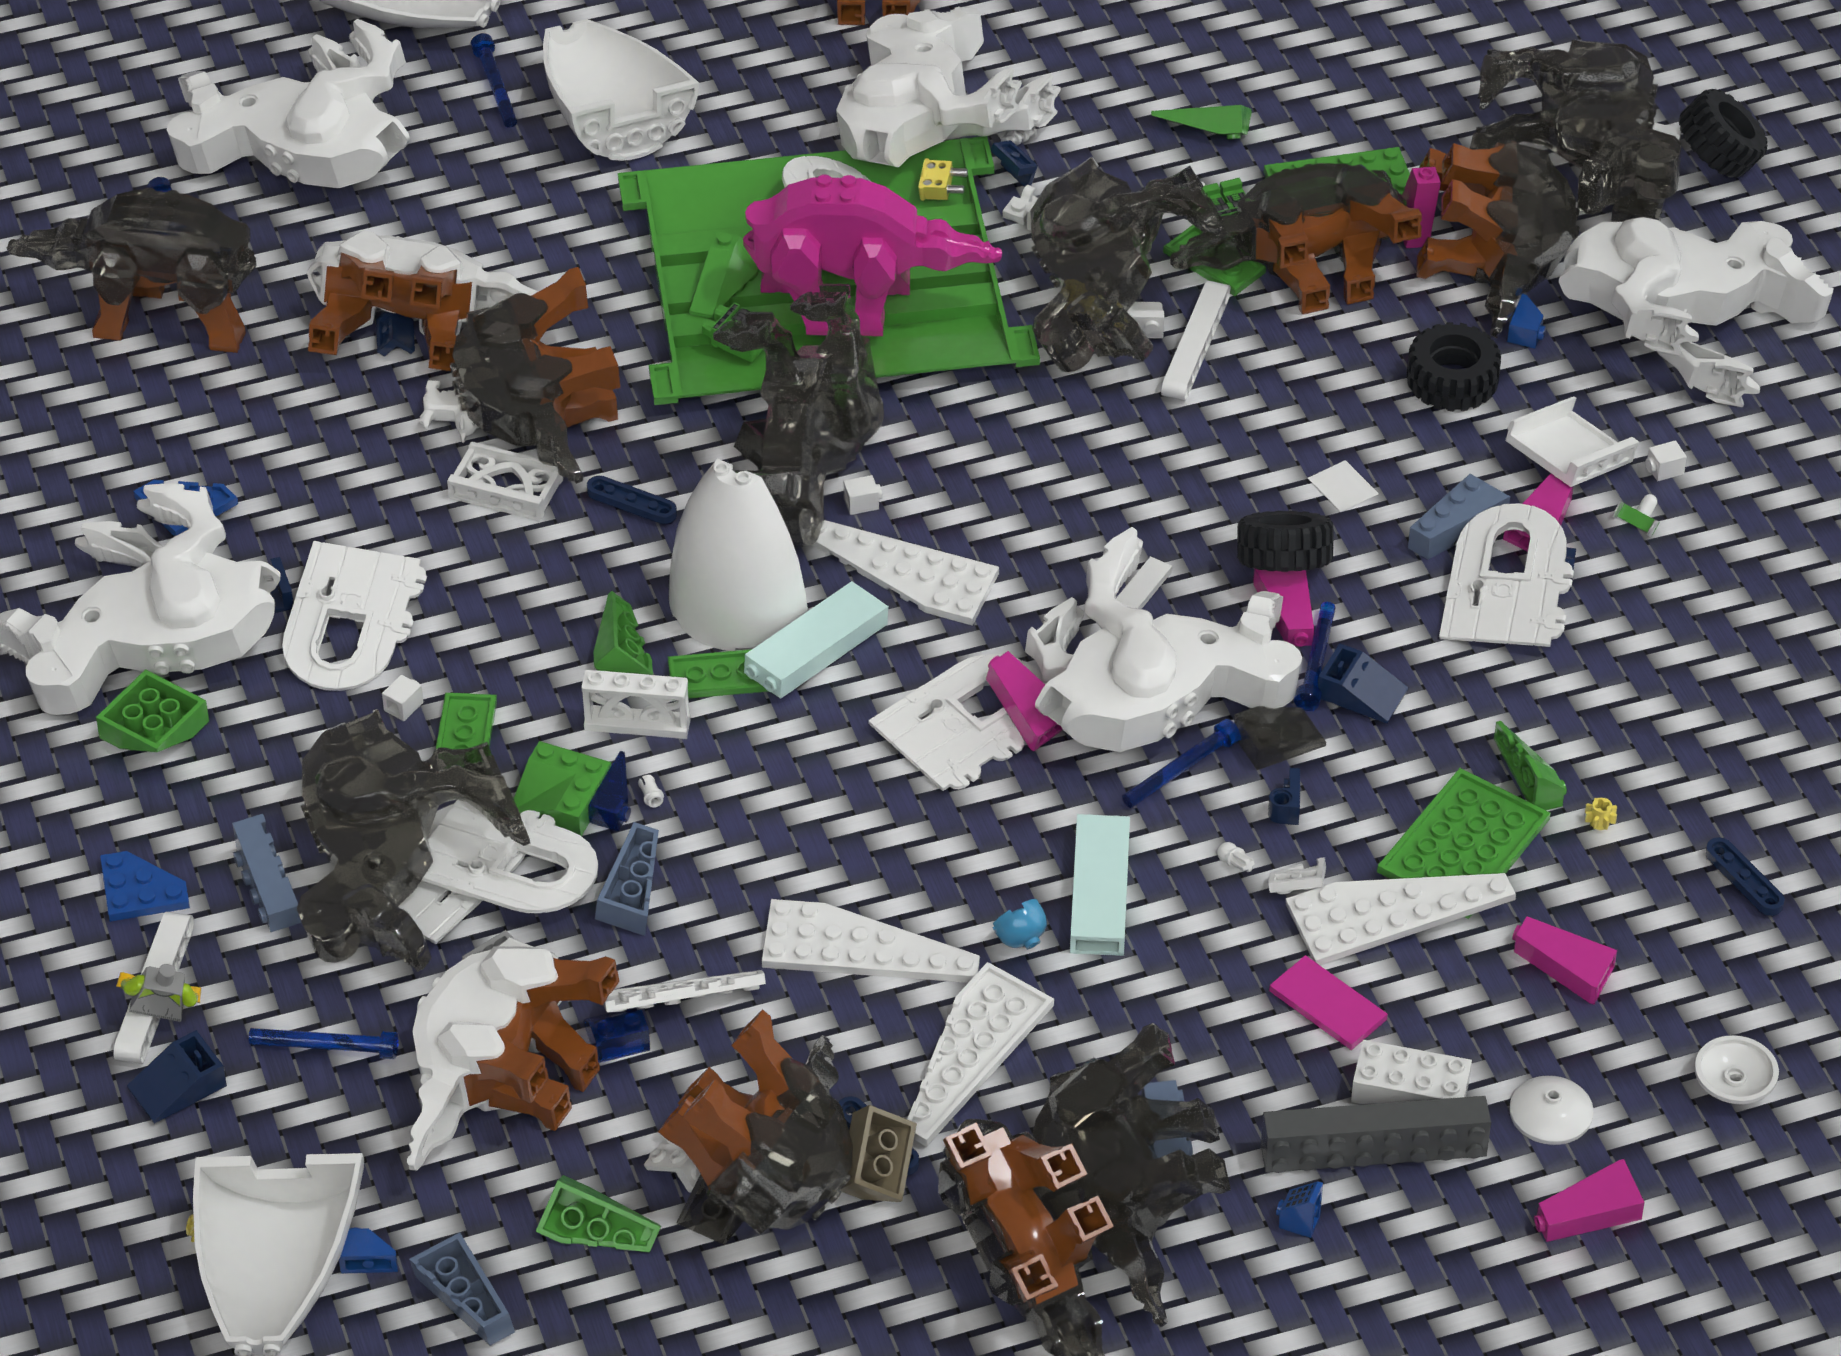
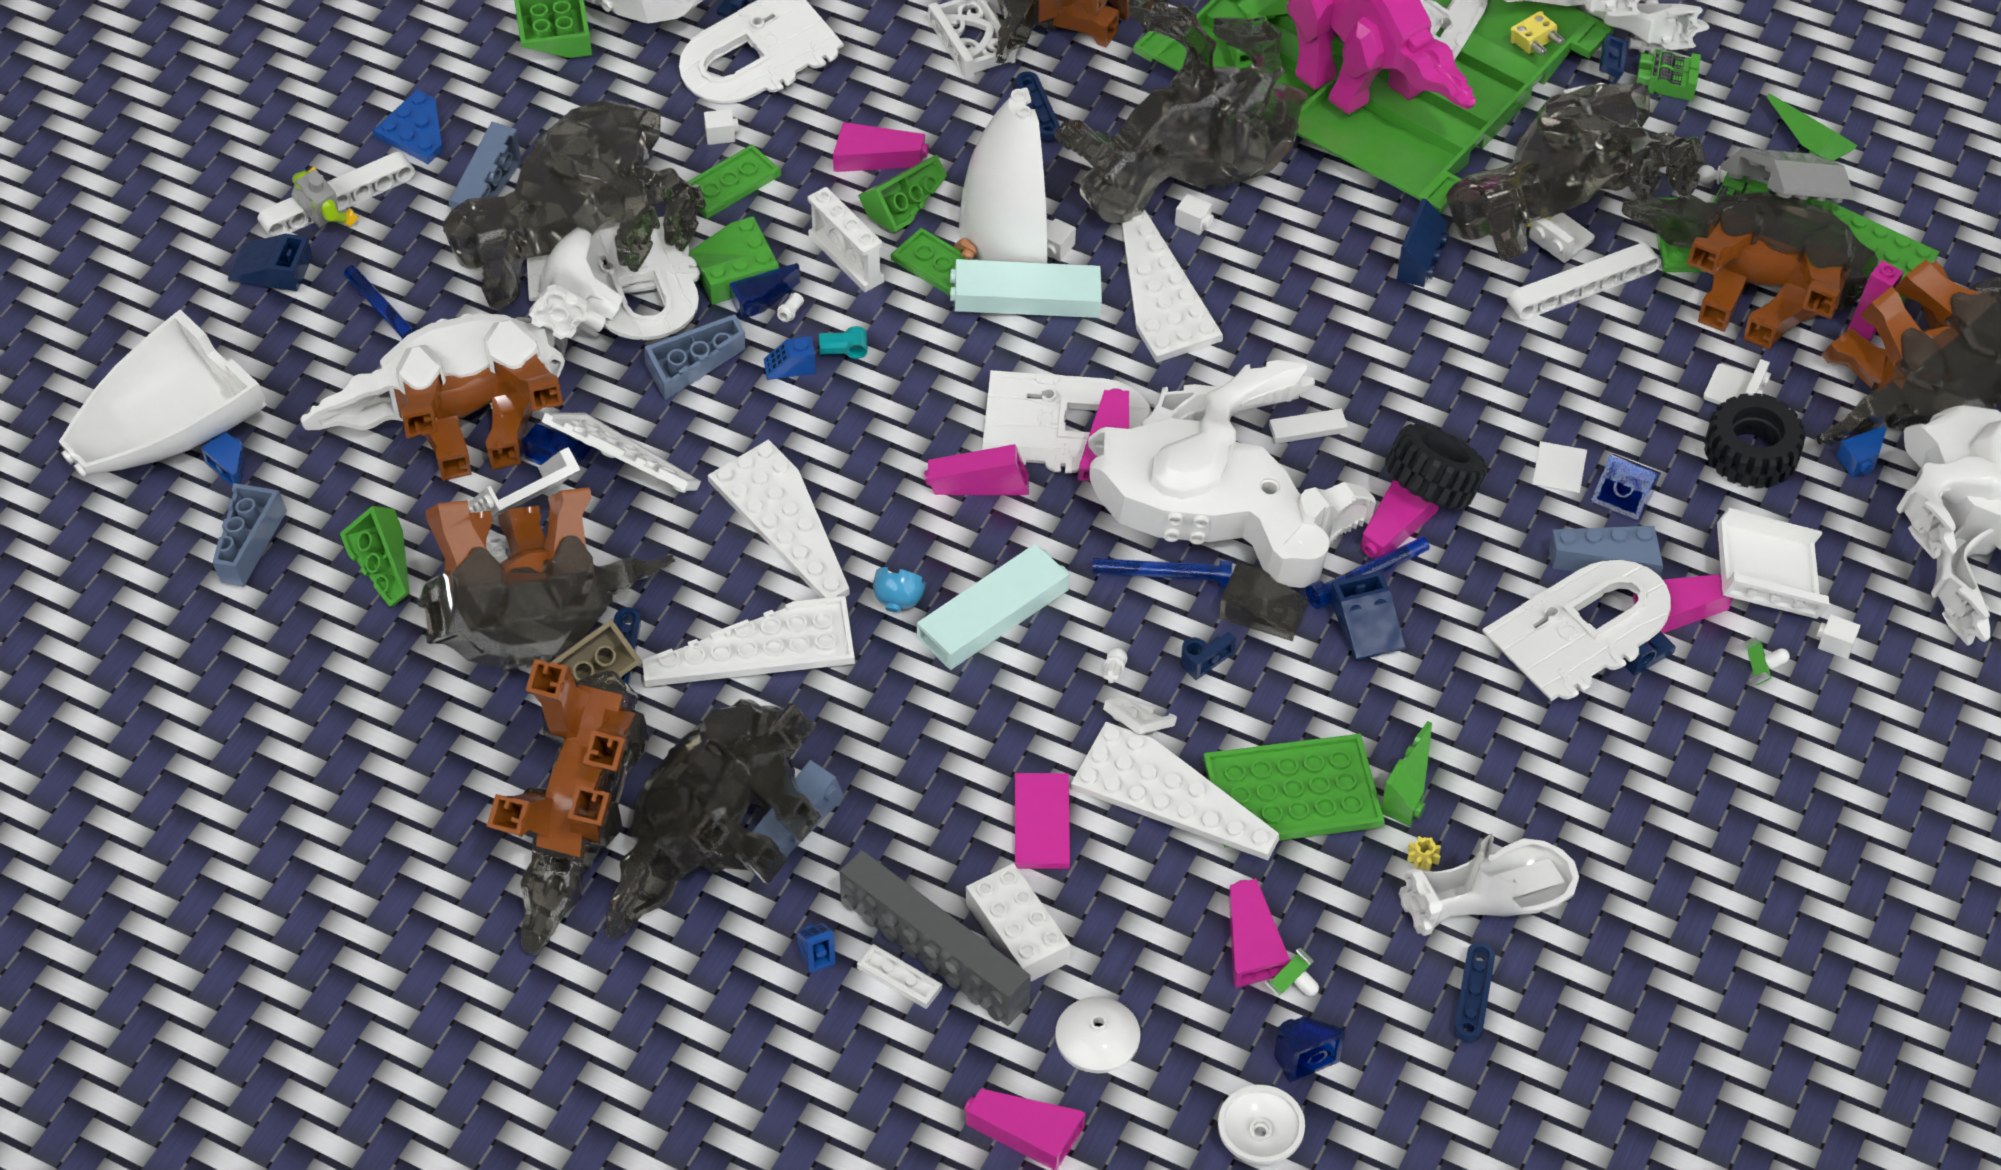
camera: 45 degrees right, 5 degrees up
(480, 897) = (570, 291): none -> white animal
(552, 622) = (877, 148): none -> dark pink slope
(667, 1068) = (554, 473): none -> white panel
(708, 827) = (791, 359): none -> blue slope
(734, 780) = (851, 342): none -> teal piece
(735, 645) = (967, 248): none -> nougat arm
(965, 798) = (979, 473): none -> dark pink slope
(1057, 397) = (1422, 245): none -> dark blue slope
(1062, 145) = (1669, 74): none -> bright green hips
(1274, 146) = (1792, 173): none -> light grey slope
(1375, 1185) = (899, 976): none -> white tile
(1391, 340) = (1732, 382): none -> white bracket
(1409, 464) = (1625, 486): none -> clear blue slope
(1628, 959) = (1295, 973): none -> piece
(1684, 783) = (1512, 882): none -> white animal
(1698, 997) = (1307, 1046): none -> clear blue slope

